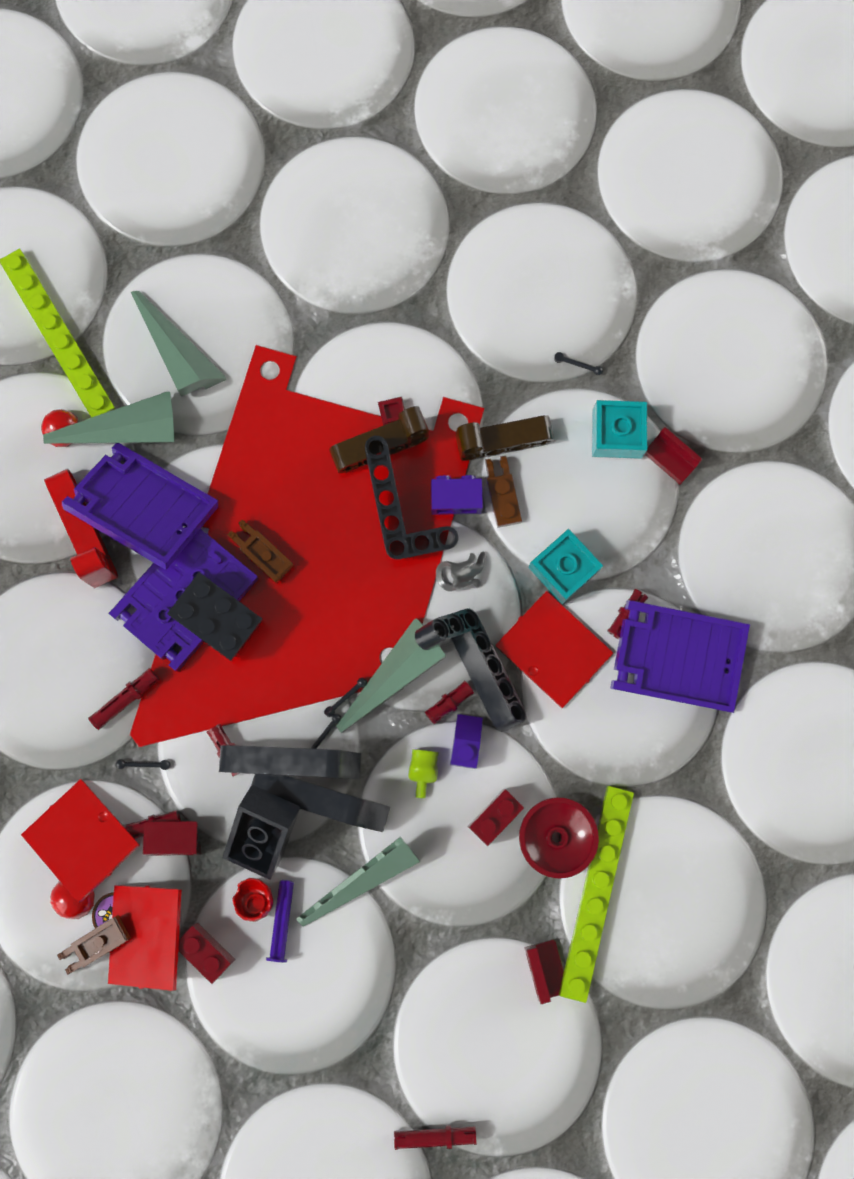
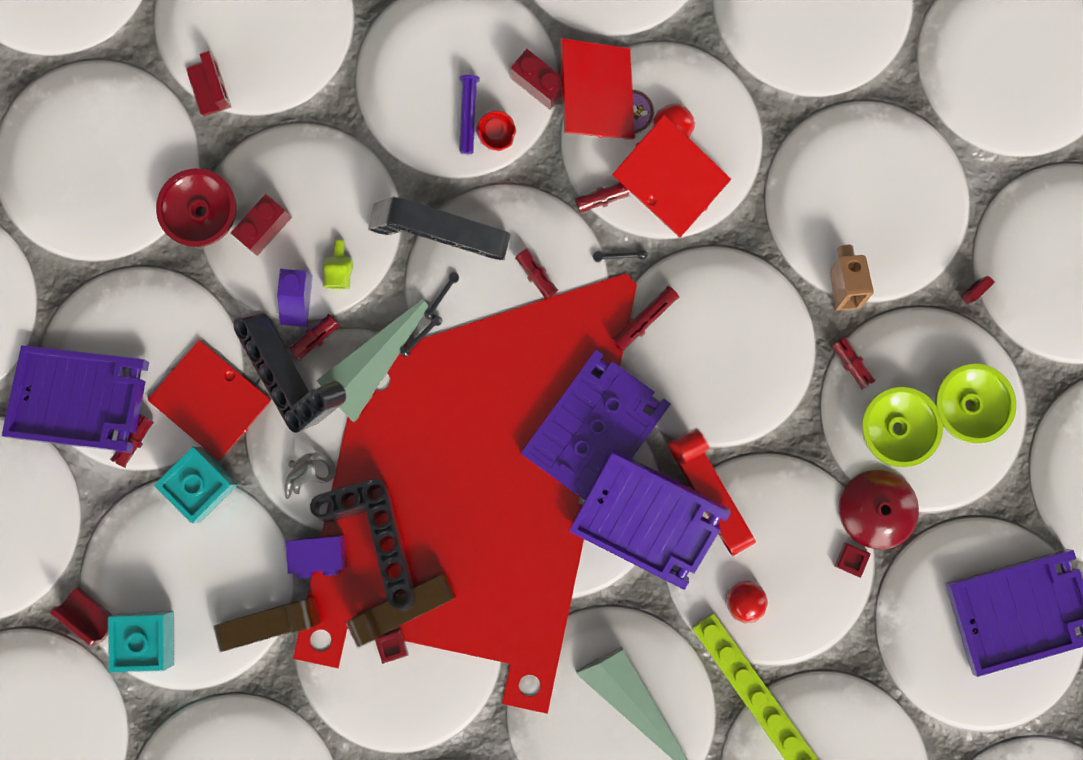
camera: 175 degrees right, 5 degrees up
(96, 943) = (644, 80): hinge -> none
(139, 422) = (661, 612): sand green wedge -> none
(171, 838) = (581, 182): dark red panel -> none
(215, 616) = (557, 403): black brick -> none
(260, 832) = (489, 191): black brick -> none
(262, 553) = (518, 479): reddish brown hinge -> none
(290, 761) = (427, 257): black beam -> none
(385, 865) = (366, 171): sand green wedge -> none
(503, 494) = (268, 562): reddish brown hinge -> none
(559, 357) = (211, 724): black hinge -> none
(596, 895) = (159, 159): lime plate -> none

